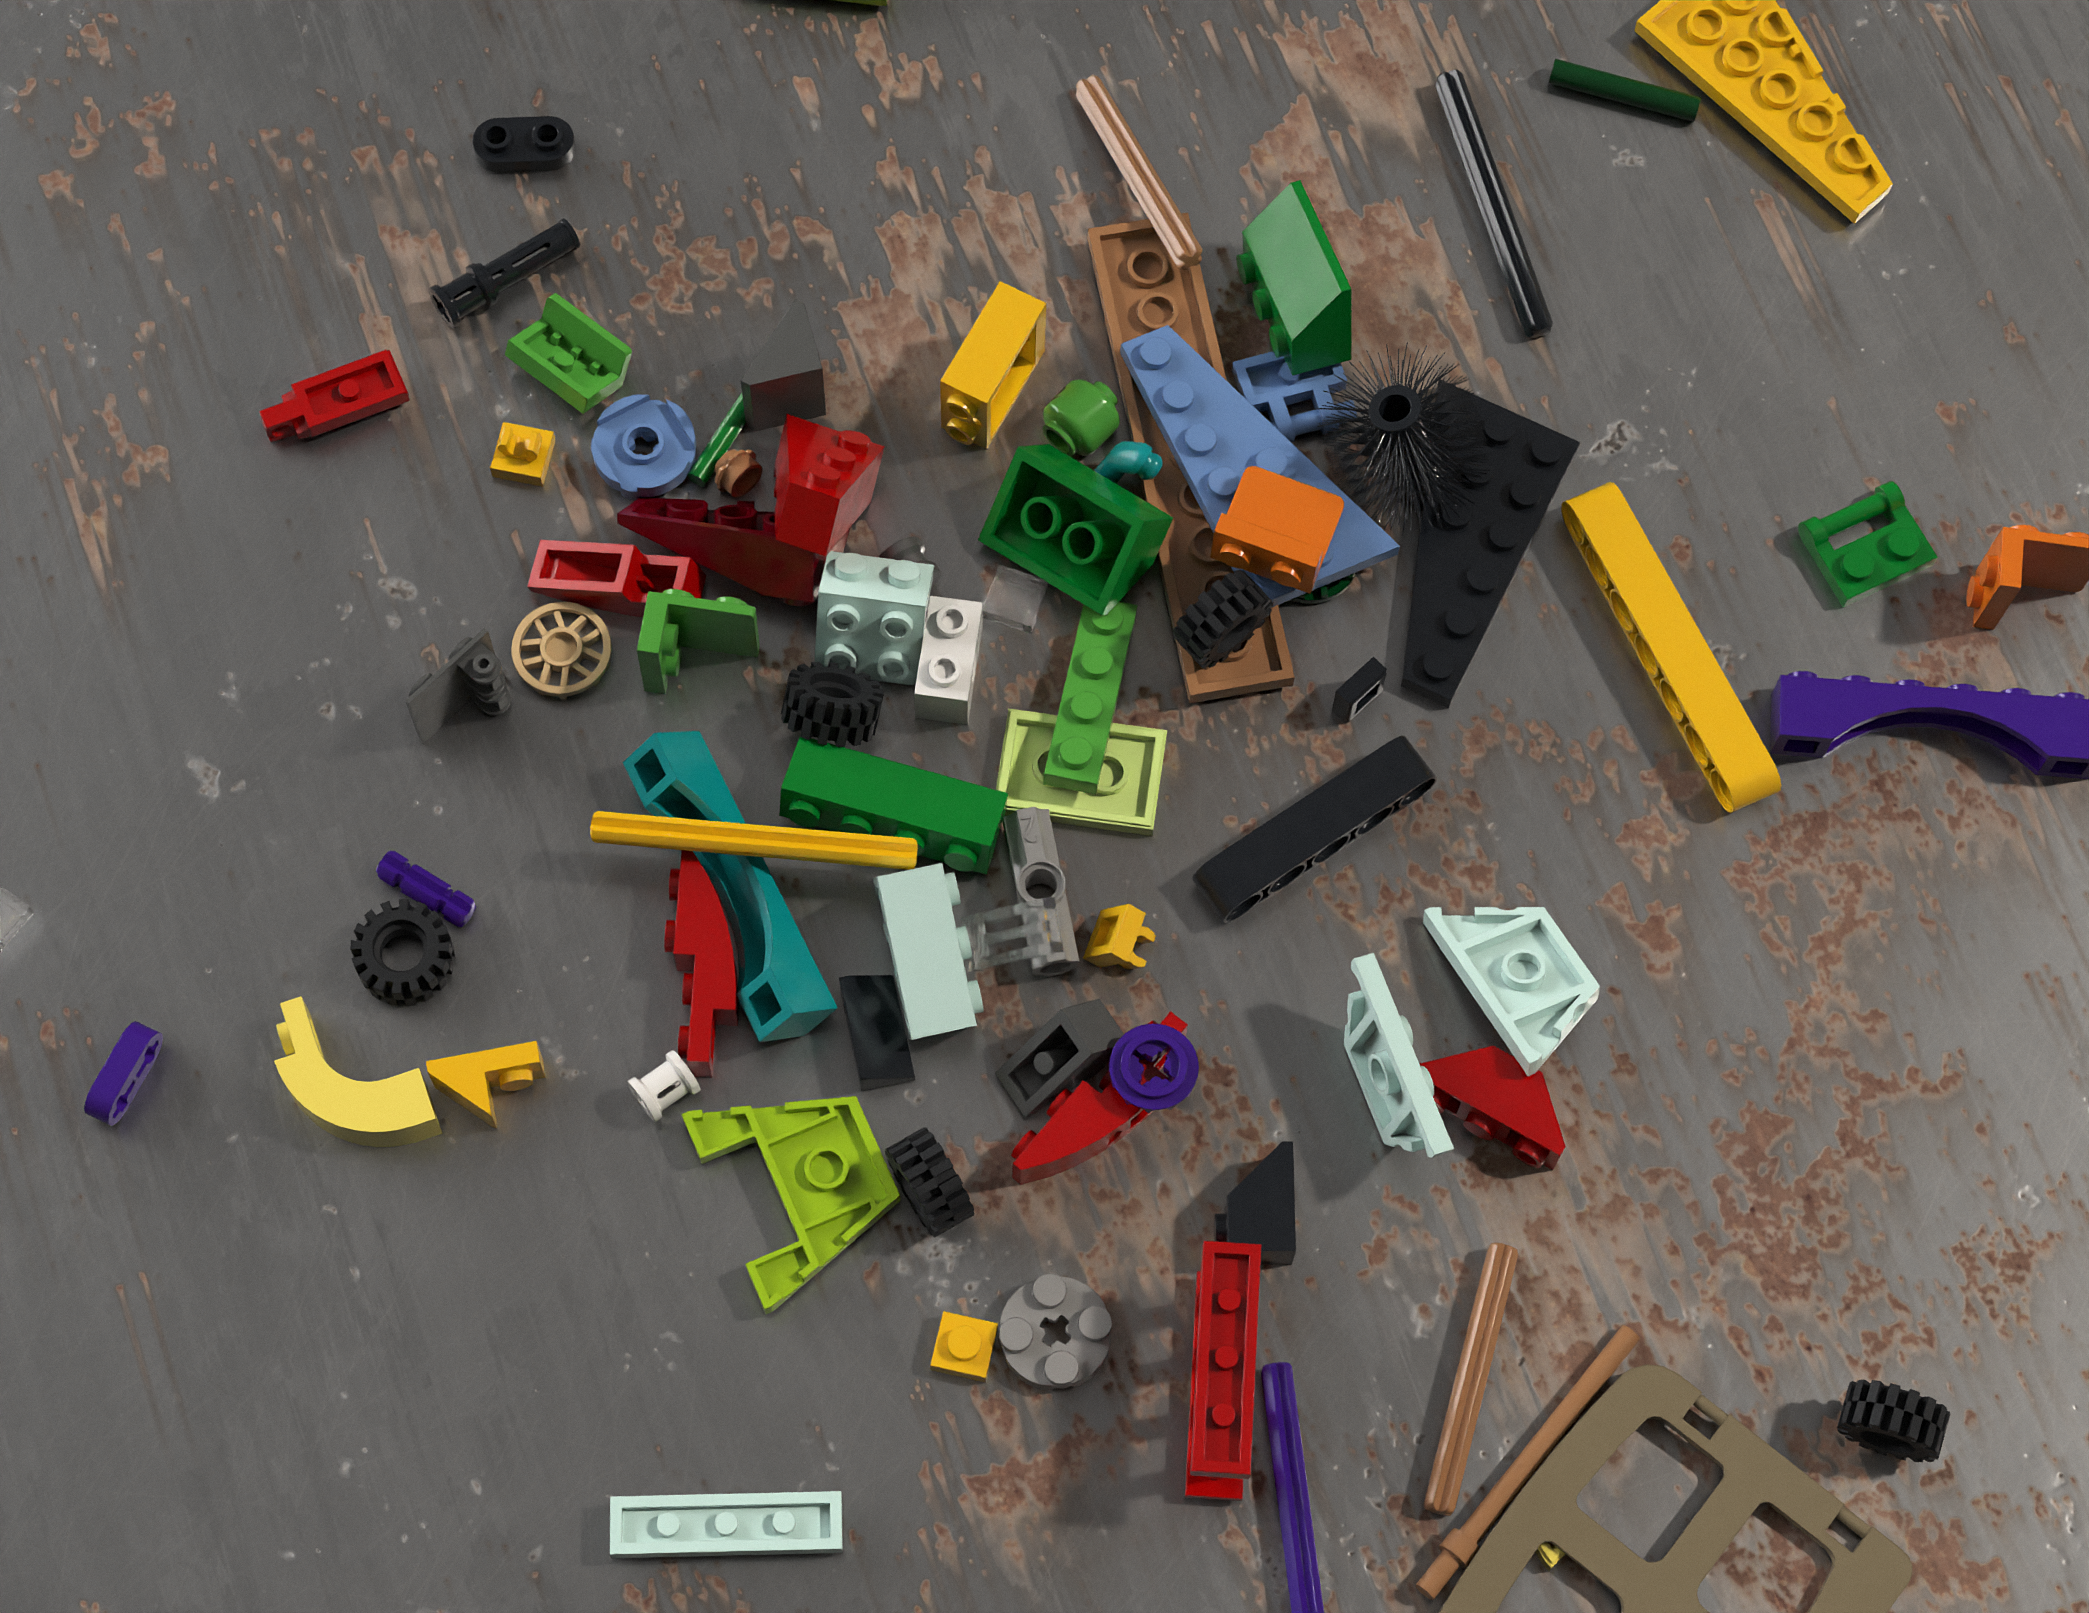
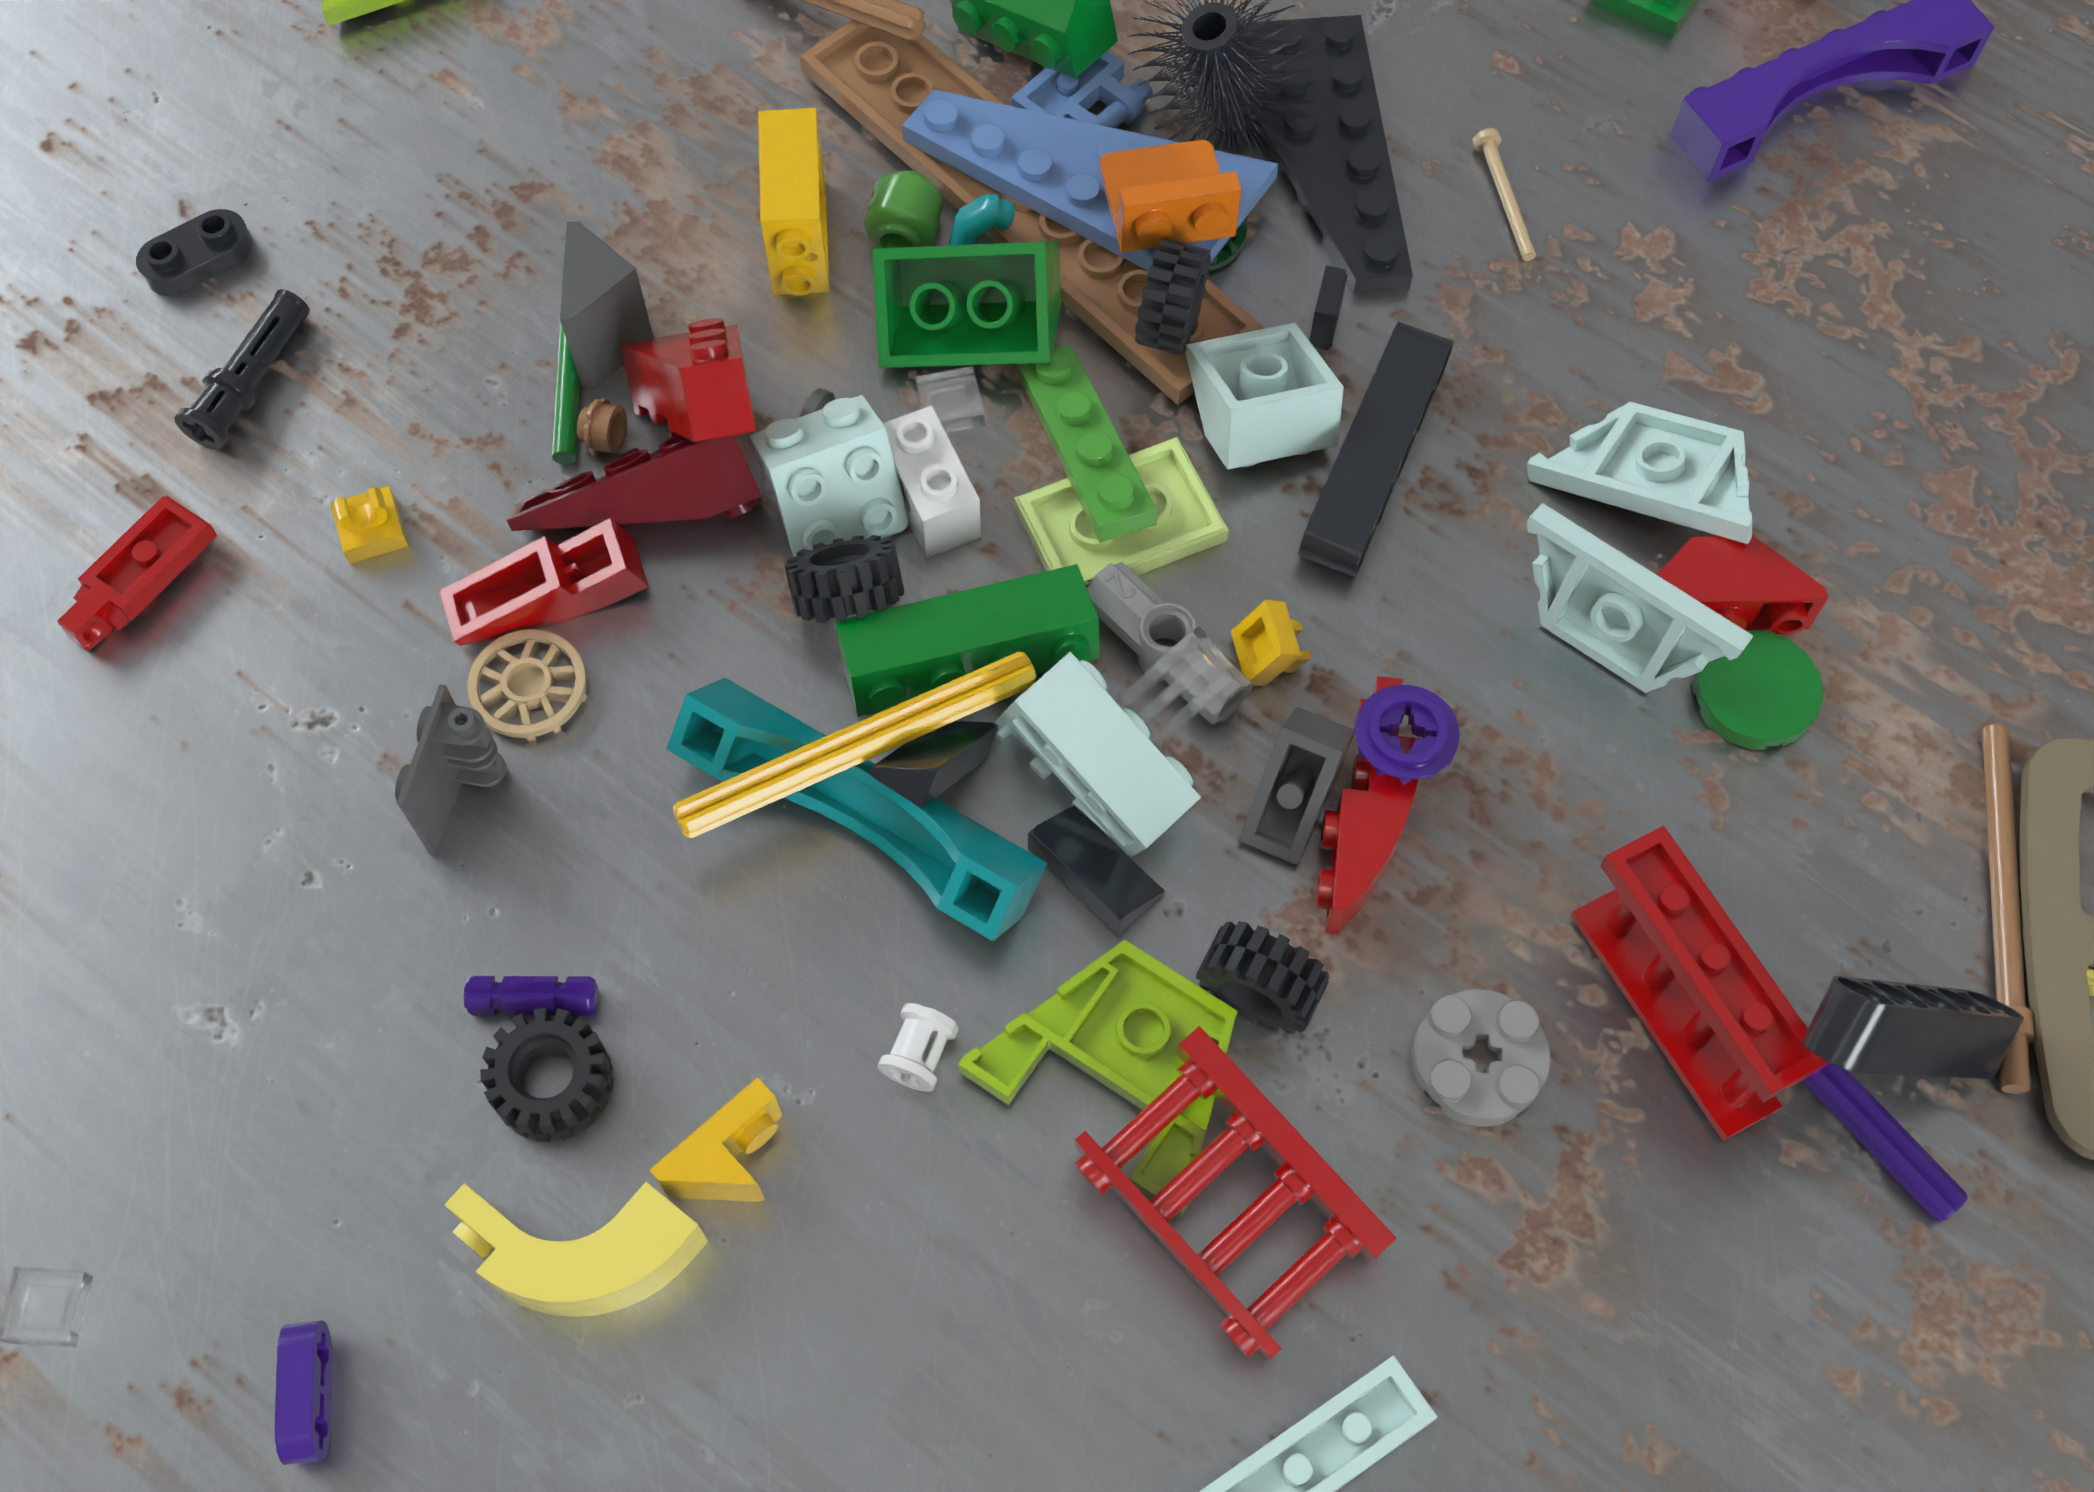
camera: 30 degrees left, 5 degrees down
(571, 355) = (363, 404): bright green bracket -> none
(641, 474) = (497, 481): medium blue plate -> none
(679, 621) = (658, 577): bright green bracket -> none
(701, 946) = (877, 888): red slope -> none
(807, 885) = (935, 760): none -> black slope
(855, 1335) = (1300, 1177): none -> red fence
(964, 1346) = (1402, 1126): yellow plate -> none
(1251, 735) = (1264, 395): none -> light aqua slope
(1263, 1209) = (1591, 813): black slope -> none
(1341, 1494) = (1911, 1029): none -> black beam
(1469, 1193) = (1762, 695): none -> green tile
(1470, 1379) = (1893, 854): medium nougat axle -> none
(1604, 616) = (1487, 143): none -> tan piece
(1671, 647) = (1568, 134): yellow beam -> none

